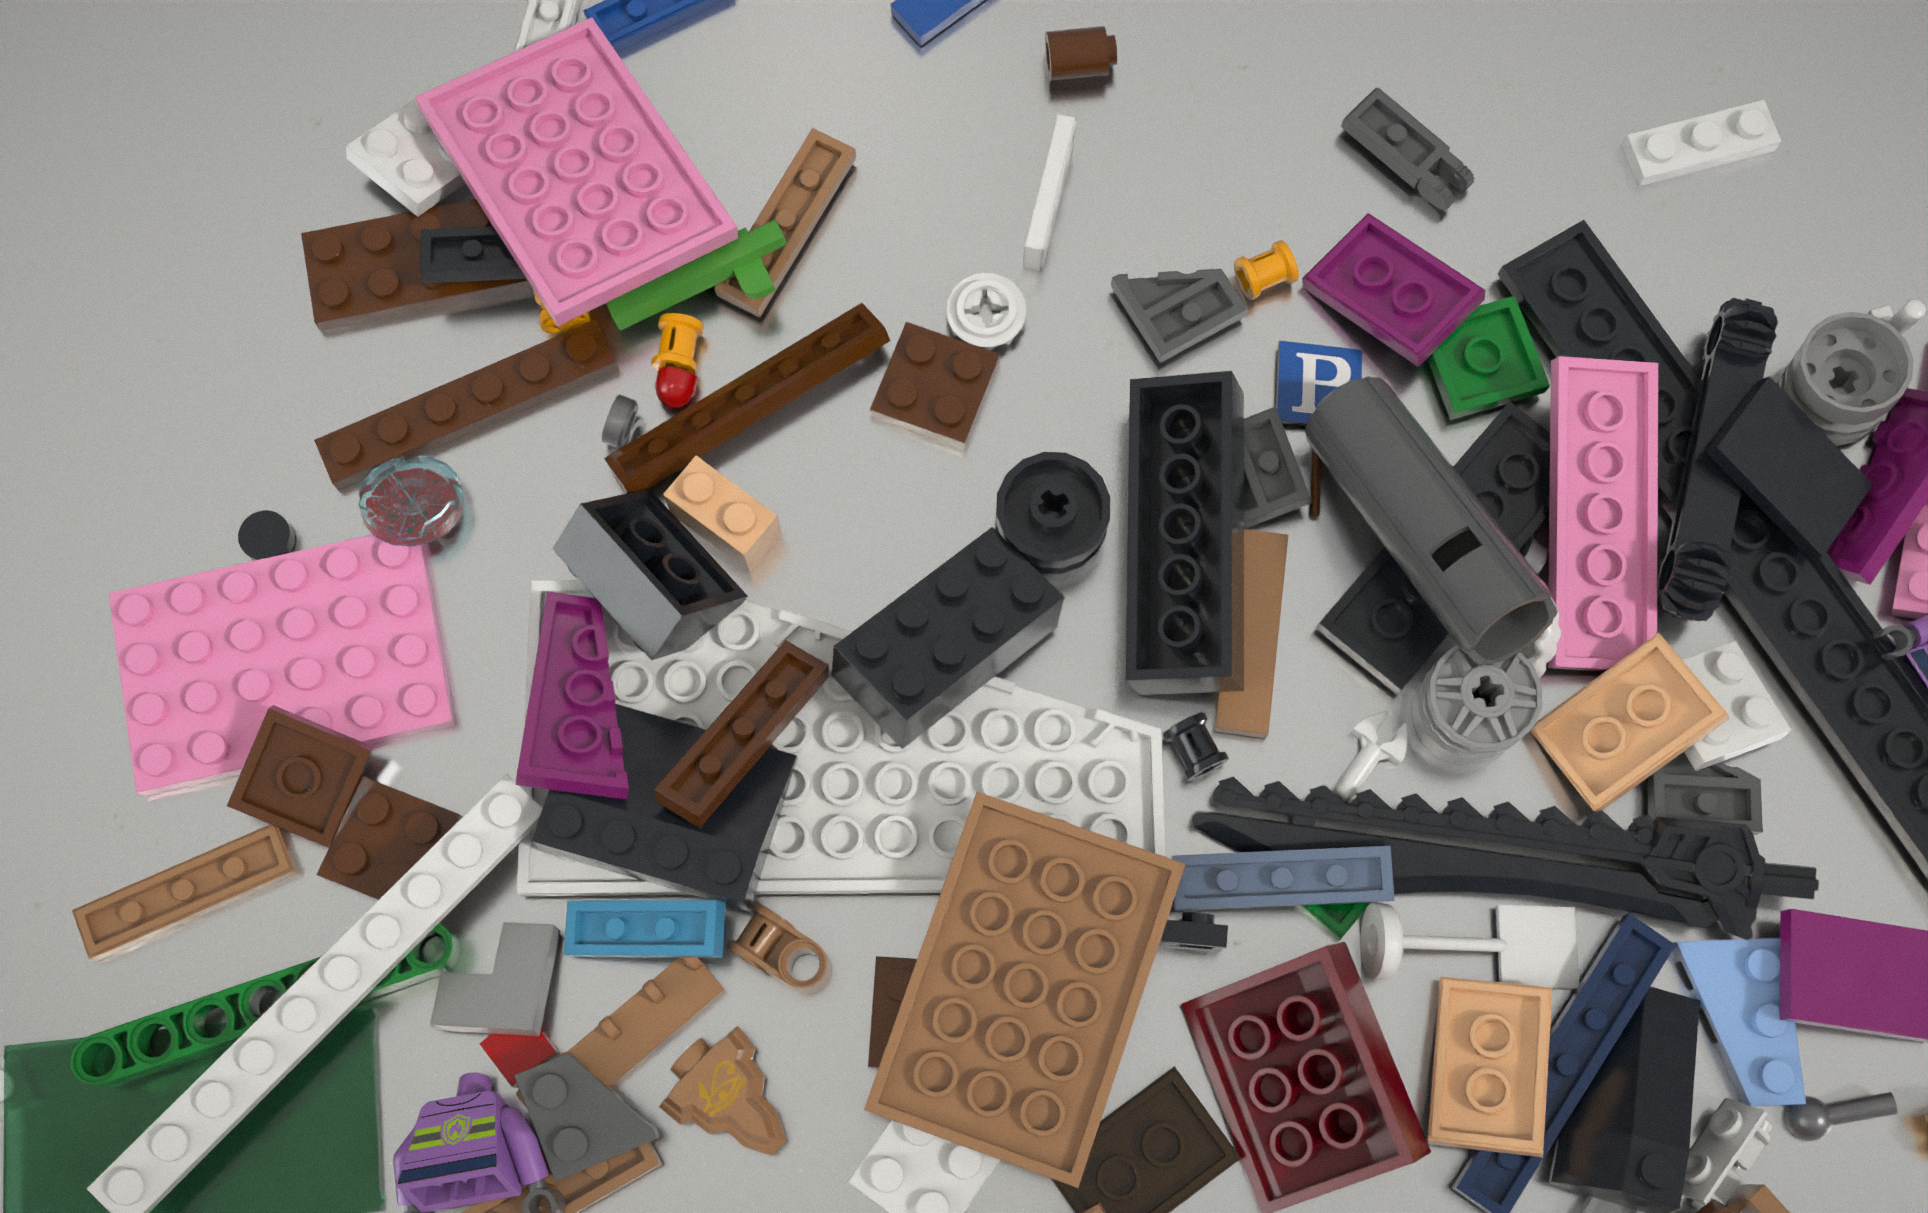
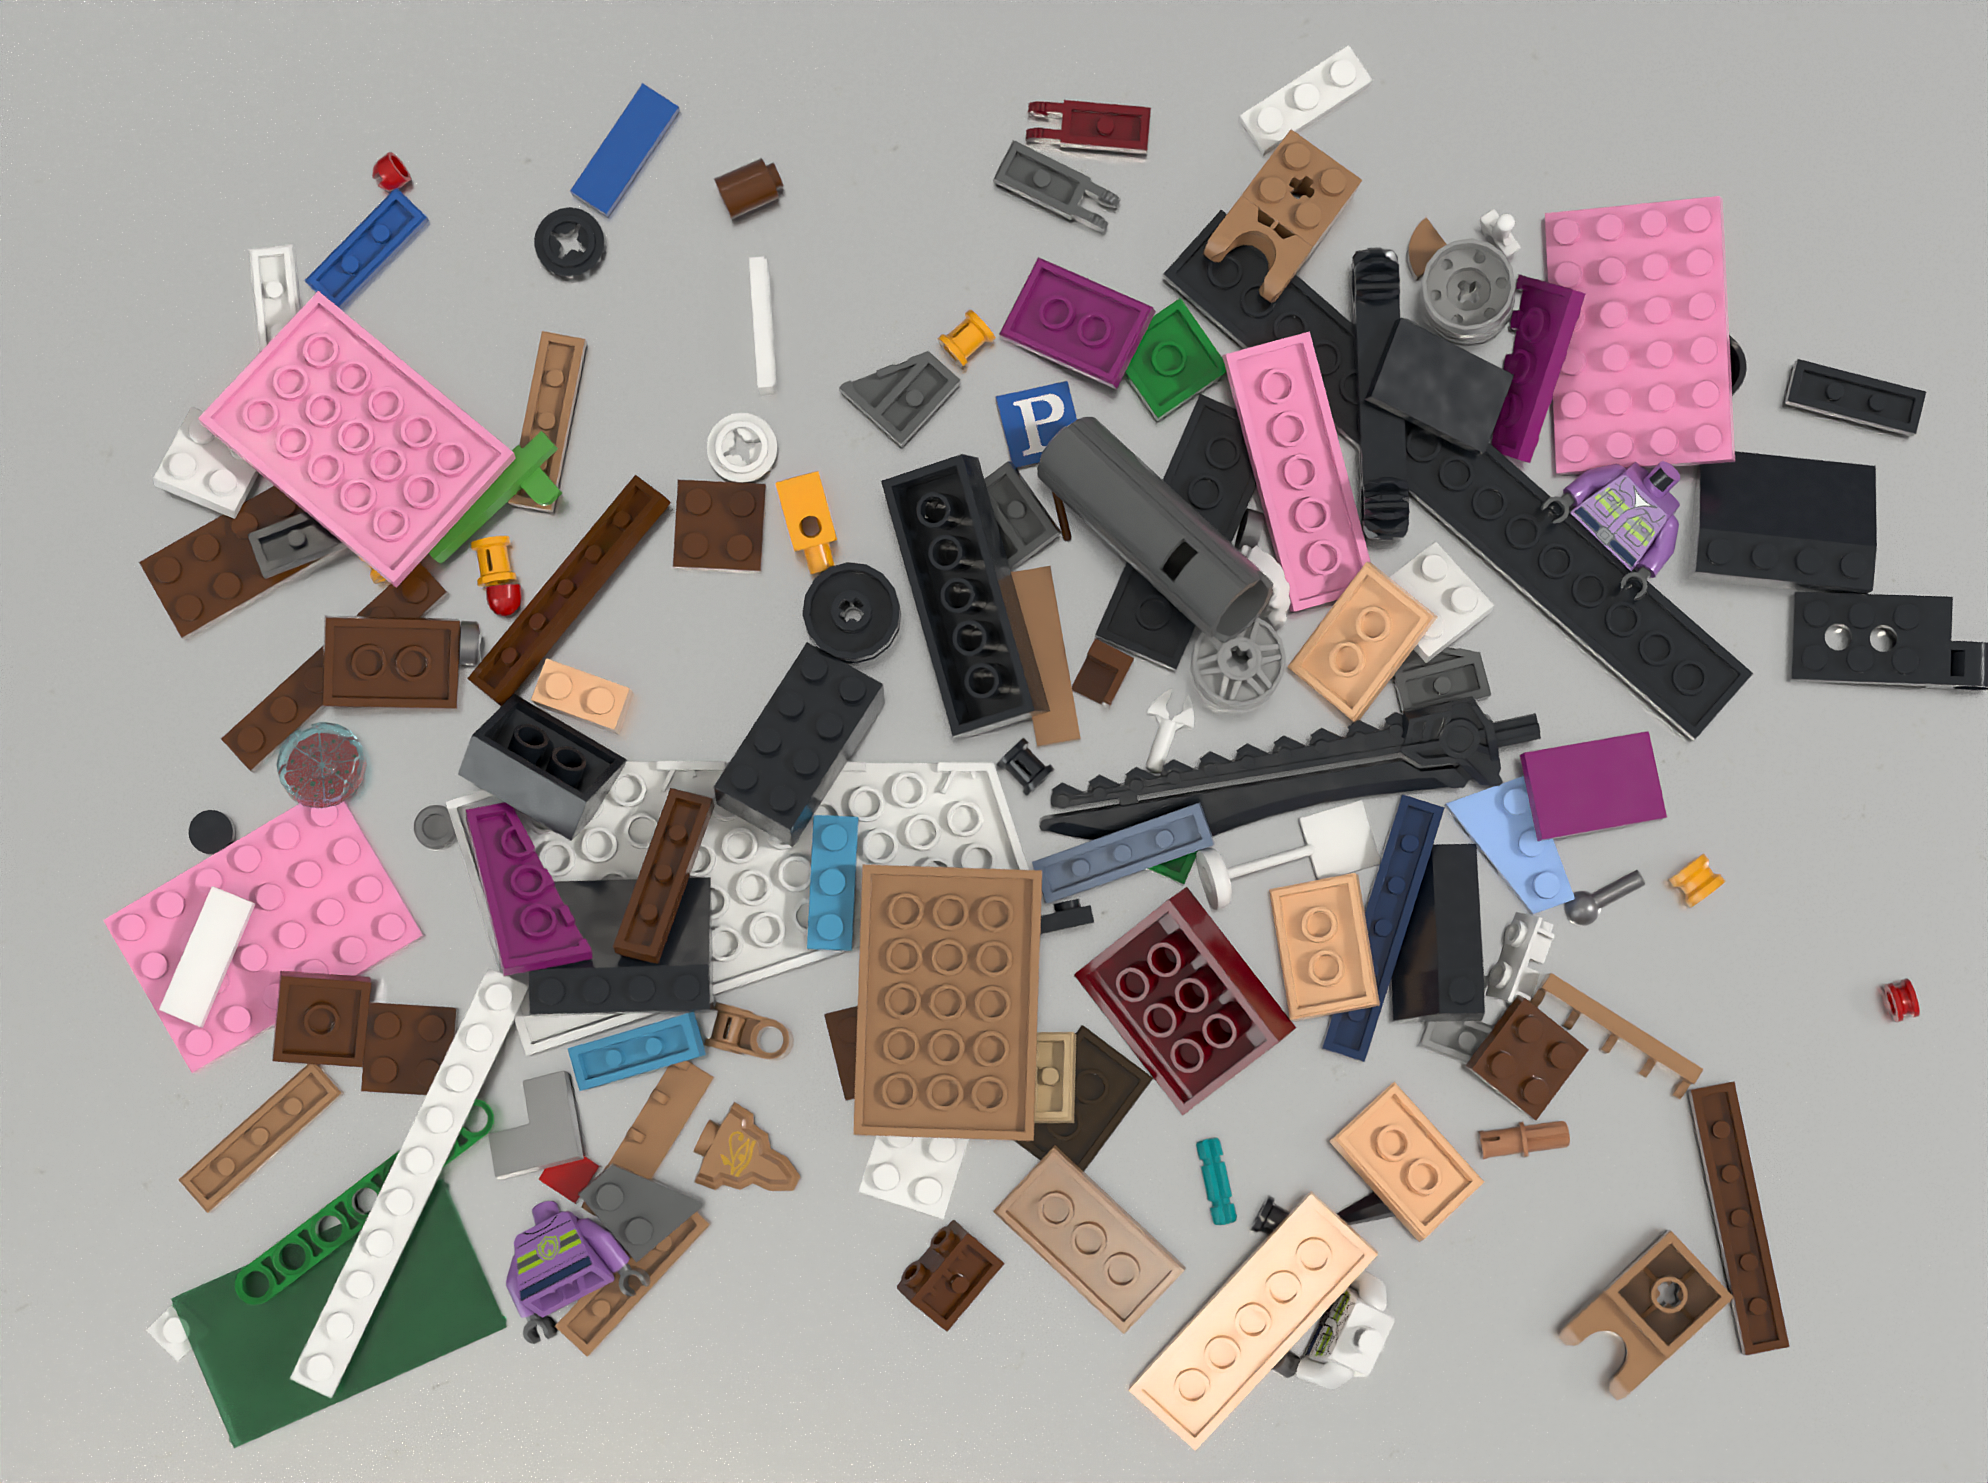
camera: 15 degrees left, 10 degrees up
(200, 666) = (207, 956): none -> white tile
(509, 608) = (434, 828): none -> flat silver tile
(525, 411) = (390, 662): none -> reddish brown plate
(872, 35) = (564, 223): none -> black gear
(934, 806) = (832, 883): none -> dark azure plate
(1037, 380) = (801, 498): none -> light orange torso
(1125, 1120) = (1055, 1077): none -> tan tile
(1315, 669) = (1102, 673): none -> reddish brown panel
(1462, 99) = (1093, 126): none -> dark red hinge
(1659, 236) = (1276, 220): none -> medium nougat brick
(1794, 327) = (1422, 247): none -> medium nougat tile

